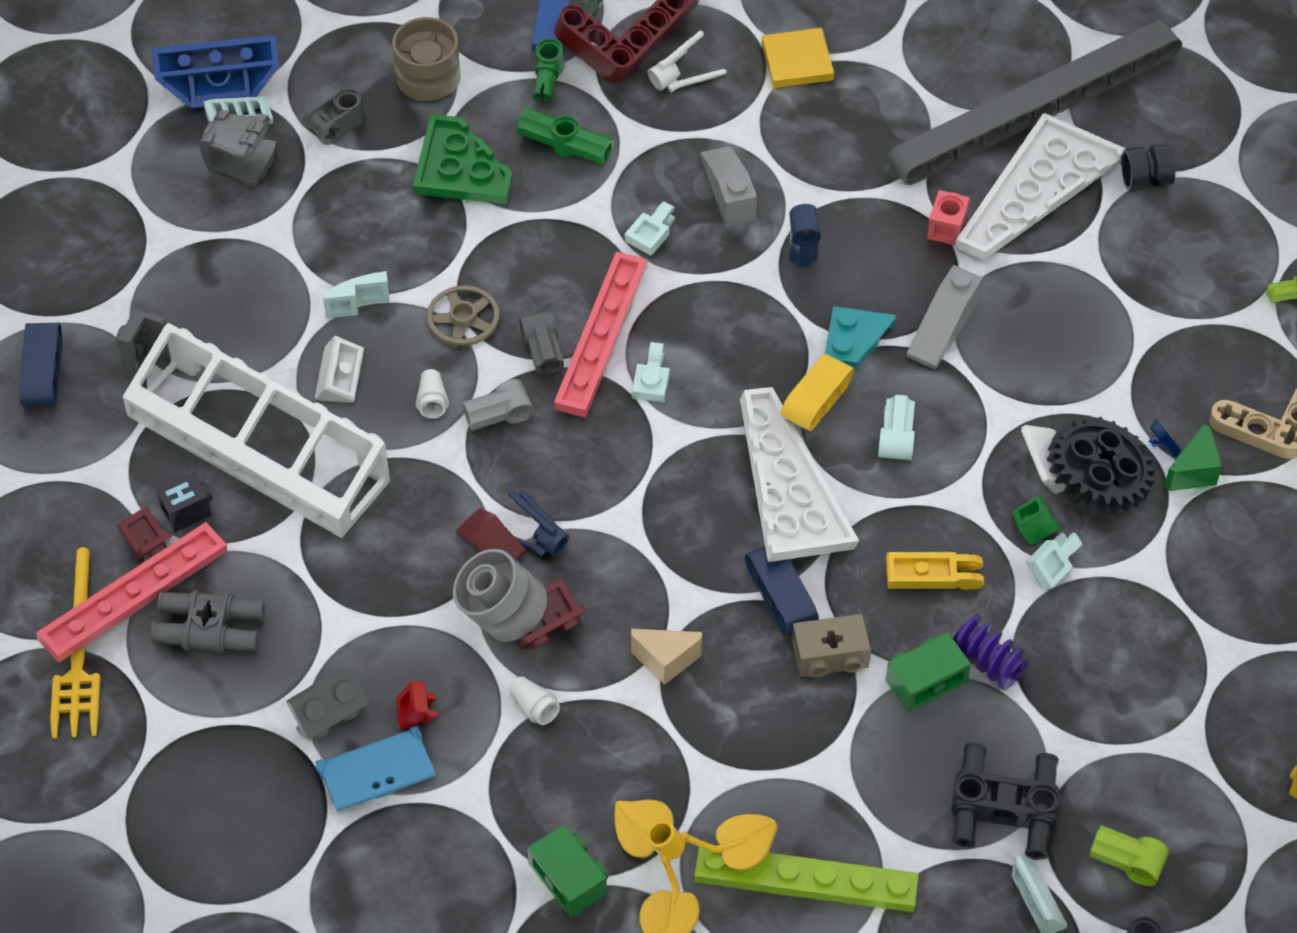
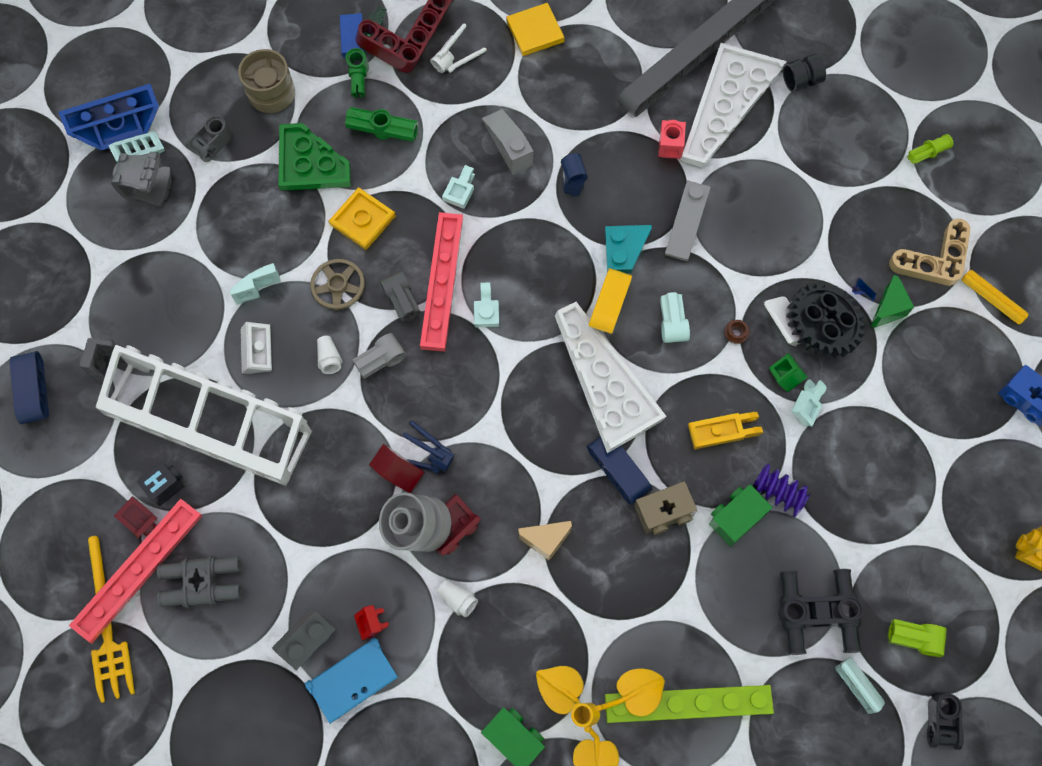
camera: 10 degrees left, 15 degrees up
(513, 244) = (362, 218): none -> yellow tile
(982, 453) = (738, 325): none -> reddish brown plate

